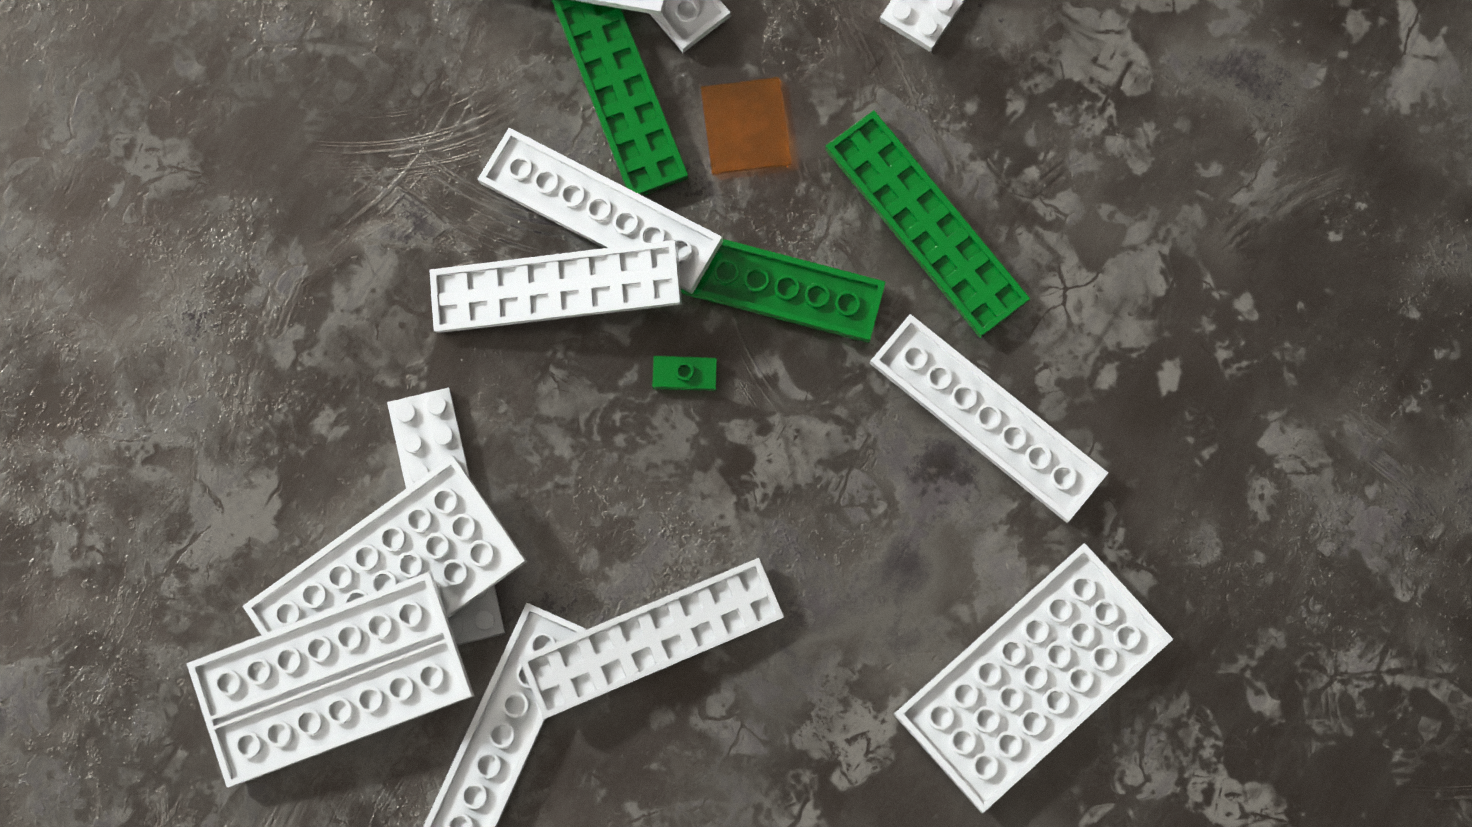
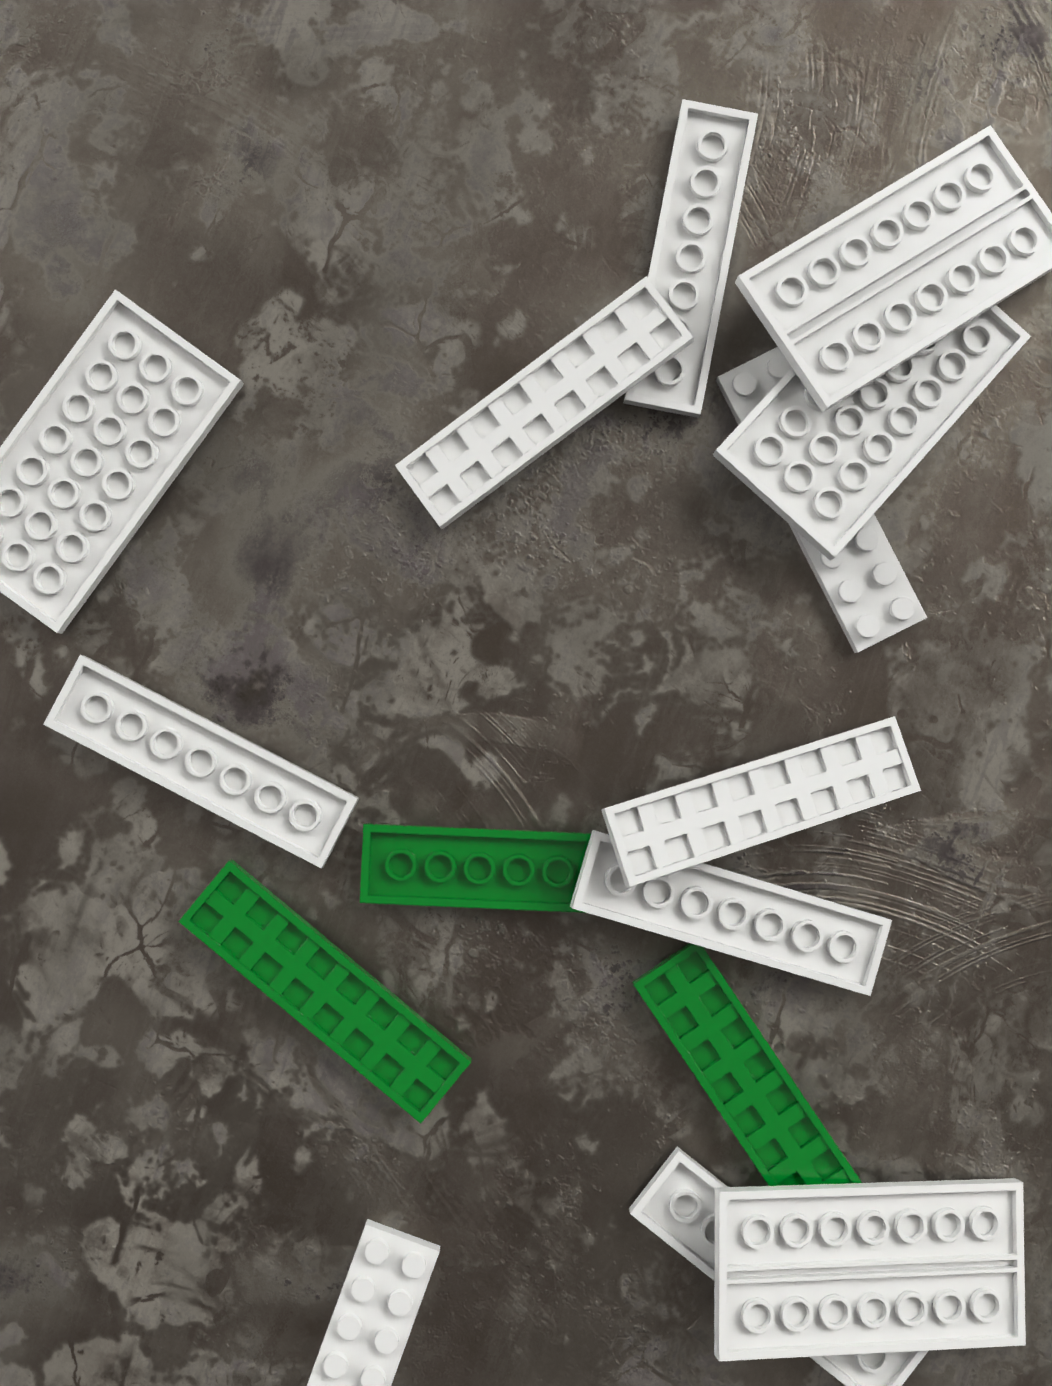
camera: 165 degrees right, 10 degrees up
(684, 373) = (579, 735): green plate -> none
(745, 125) = (577, 1068): clear orange piece -> none

